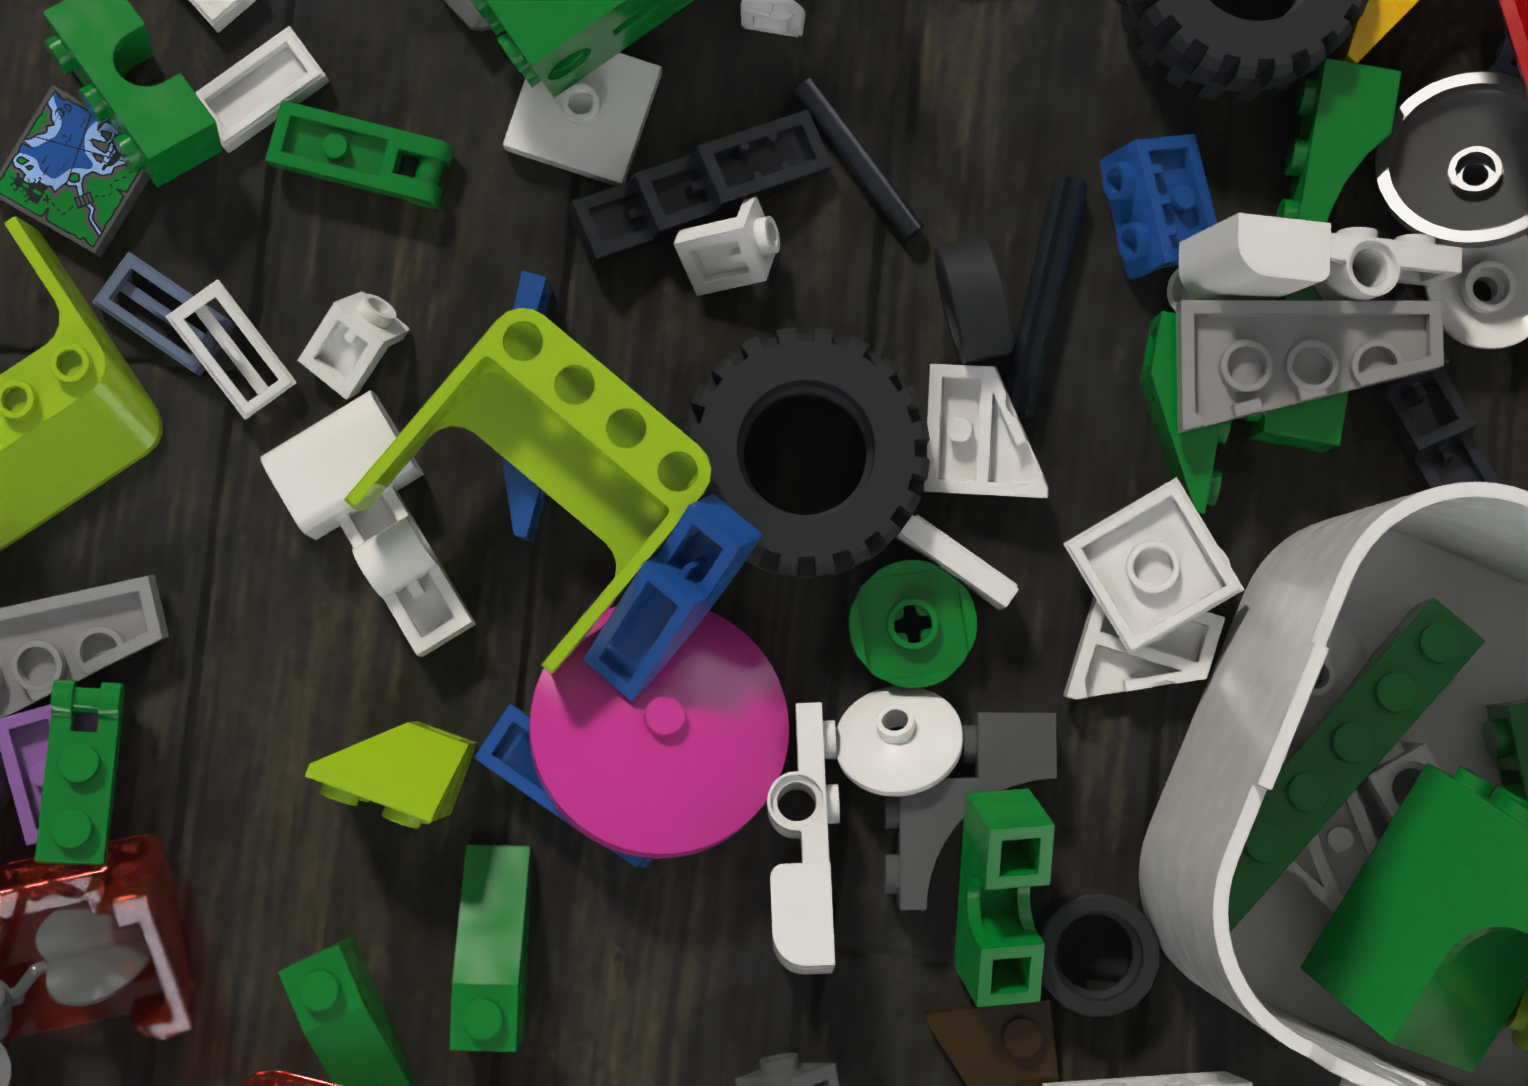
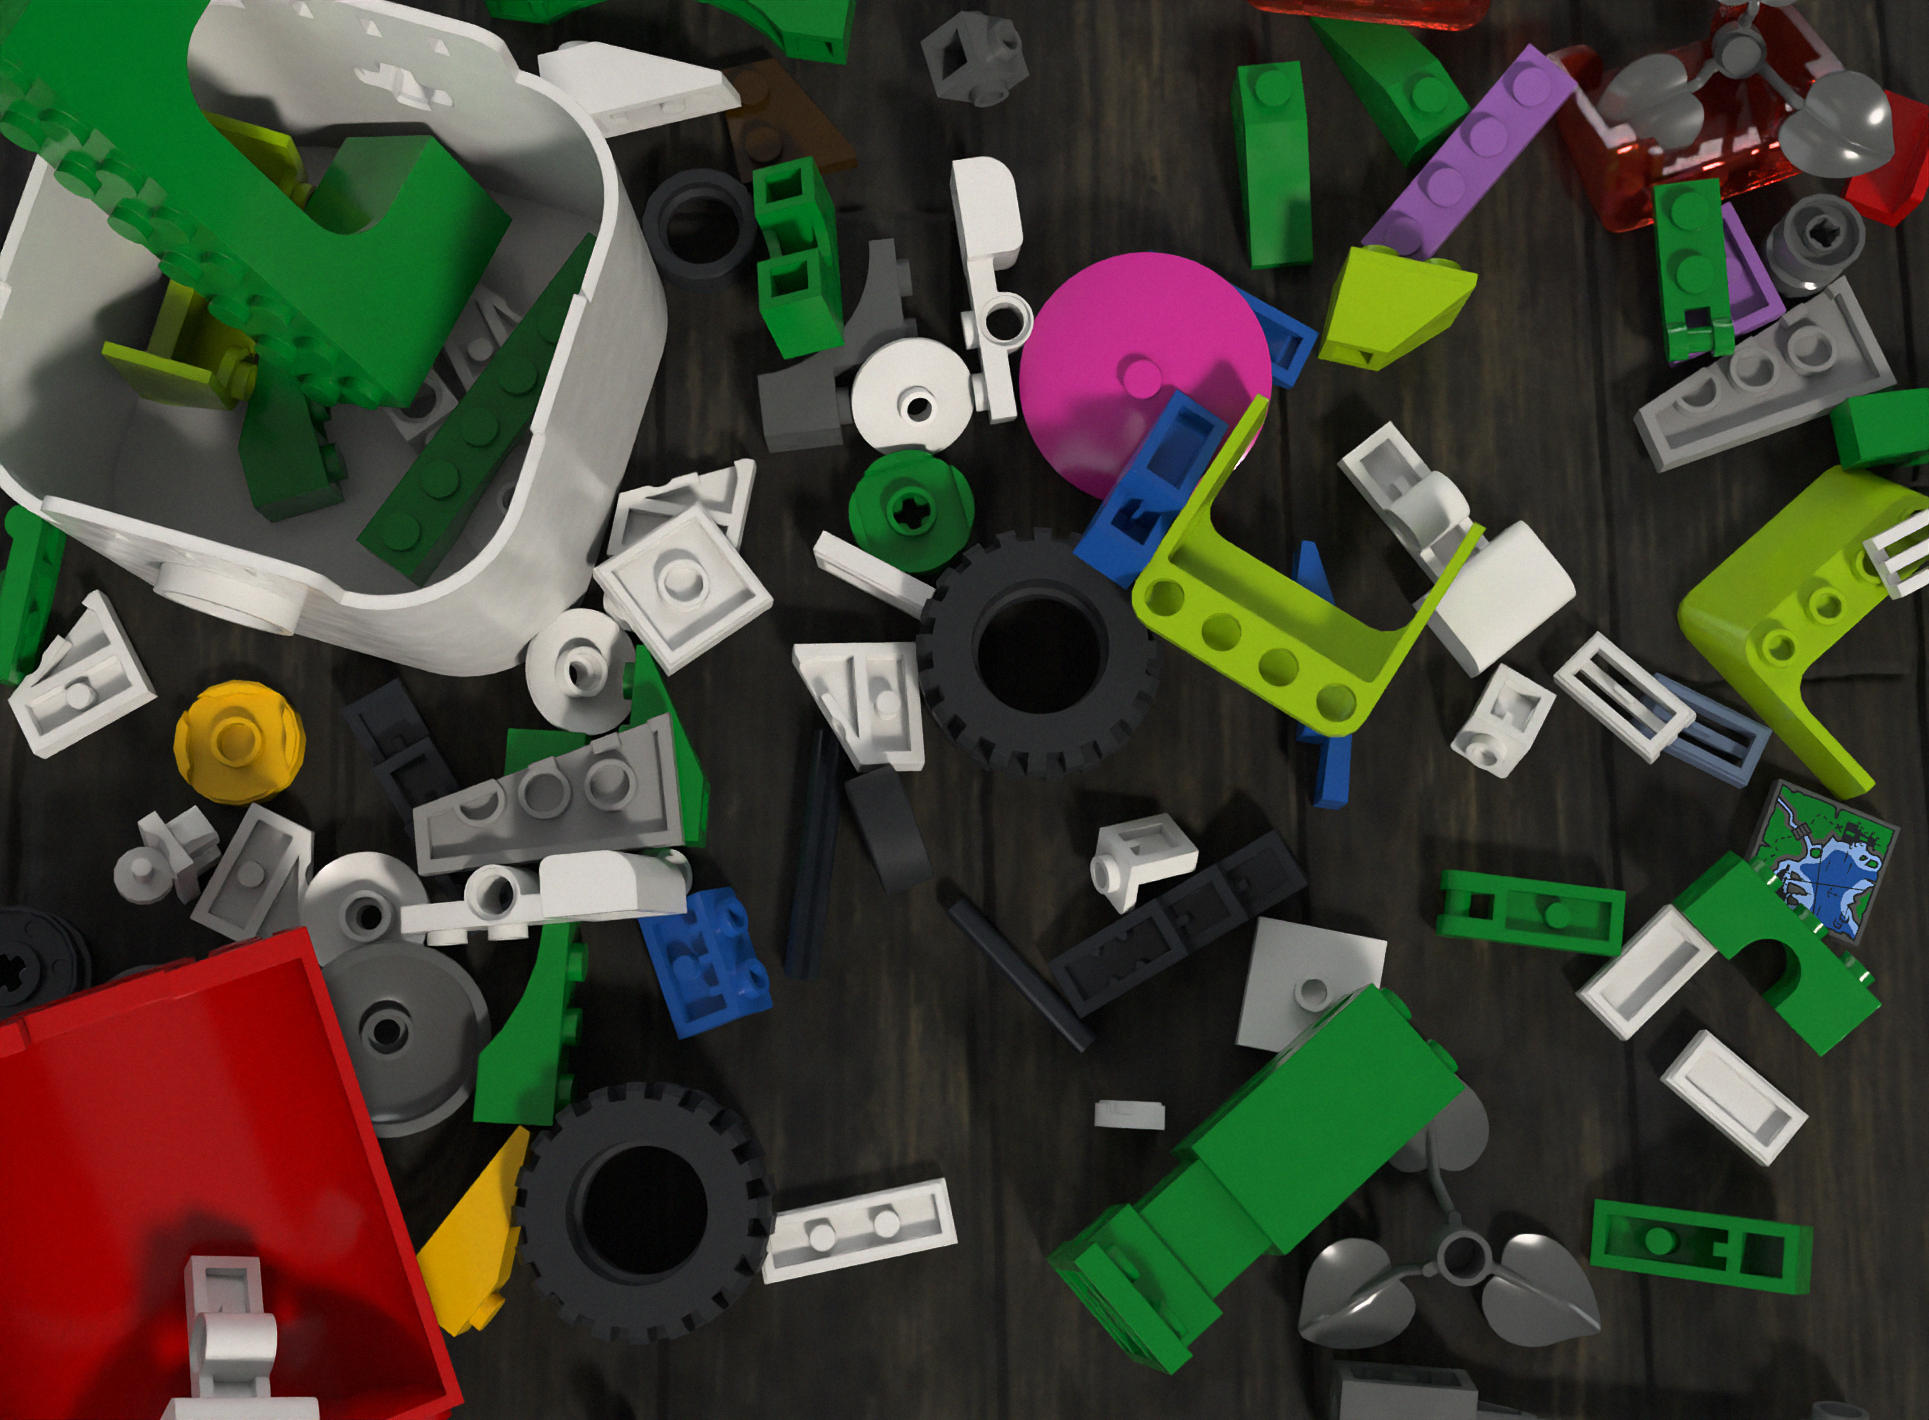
camera: 175 degrees right, 5 degrees down
(288, 918) = (1474, 157): none -> medium lavender plate
(1249, 473) = (598, 653): none -> white dish

